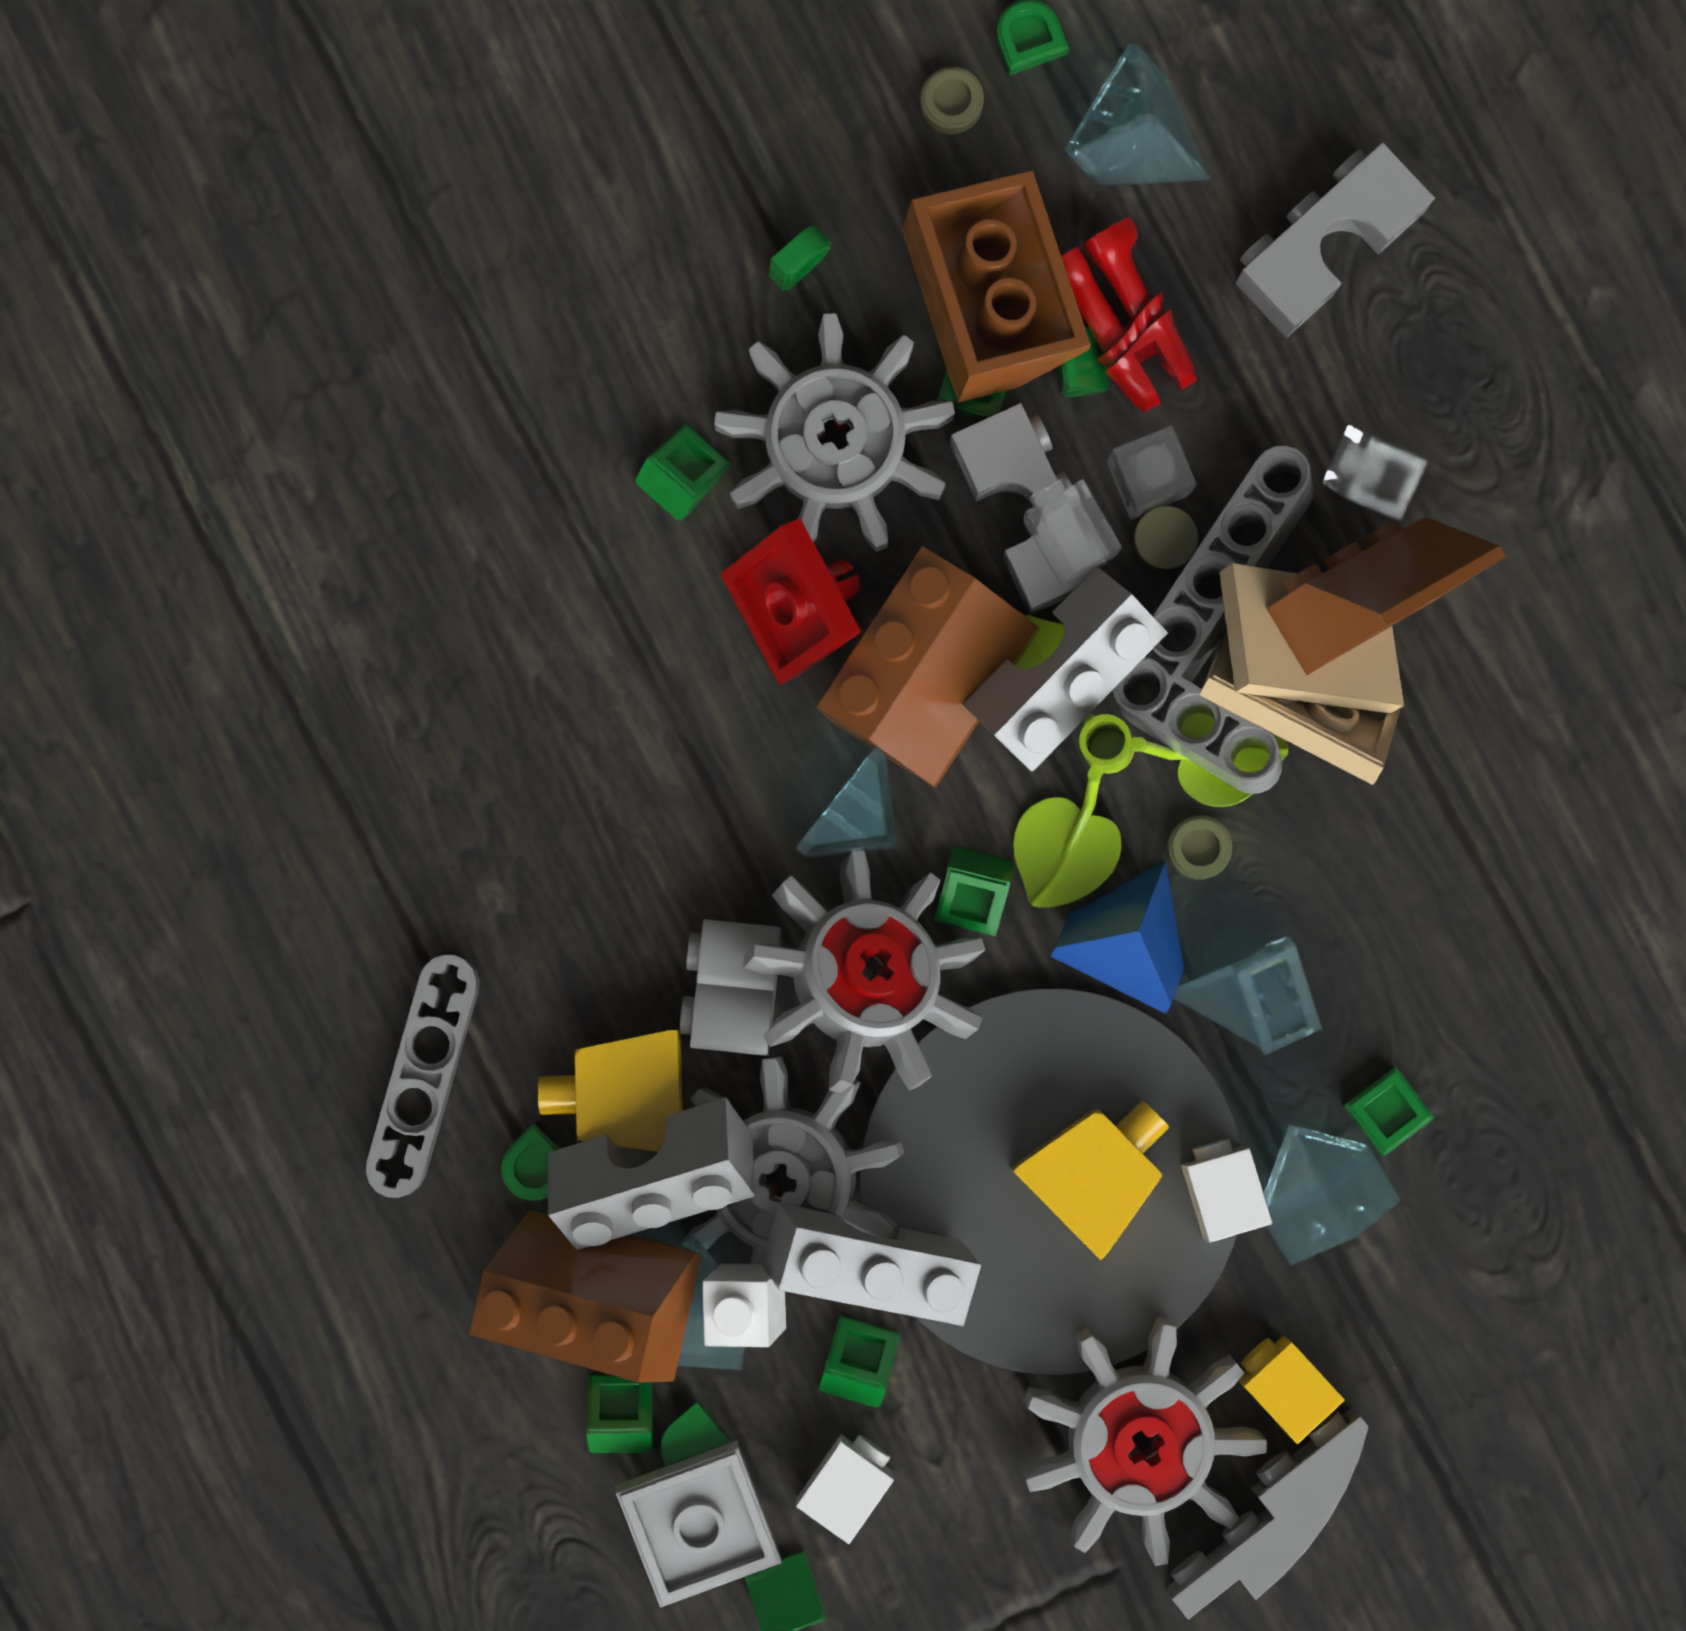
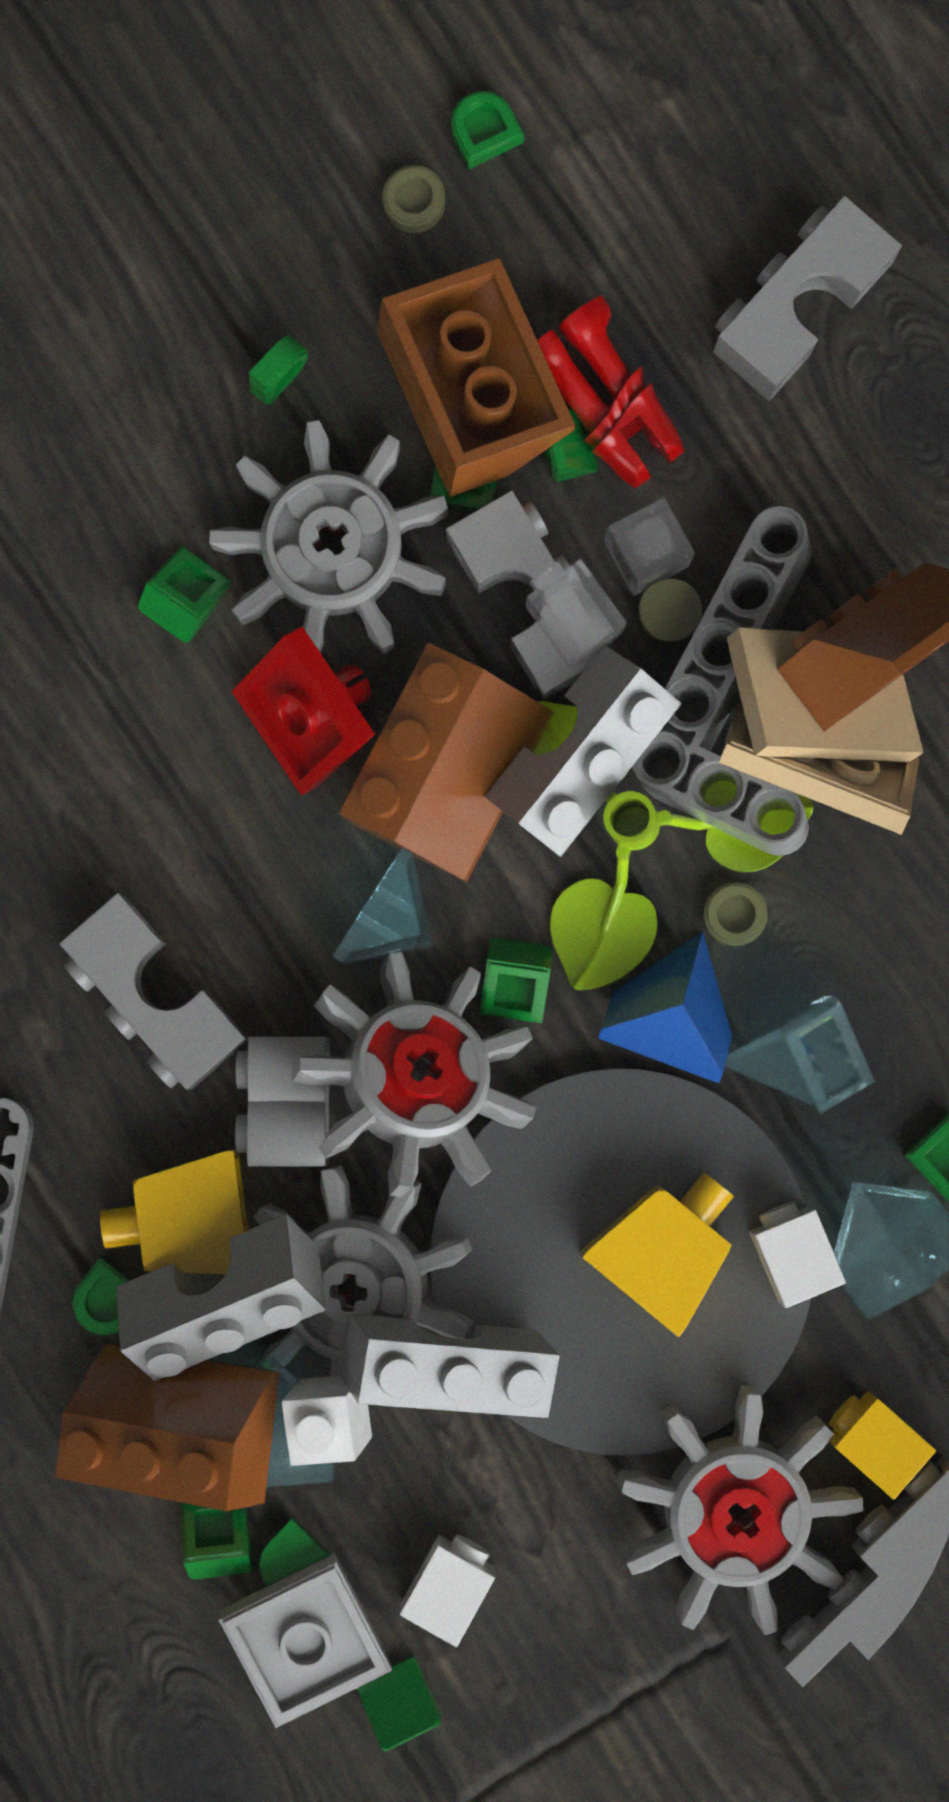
camera: 10 degrees left, 0 degrees up
(575, 823) = (111, 955): none -> light grey arch
(859, 1362) = (449, 1461): green slope -> none
(1136, 129) = (599, 209): clear light blue slope -> none
(1374, 472) = (870, 523): clear brick -> none

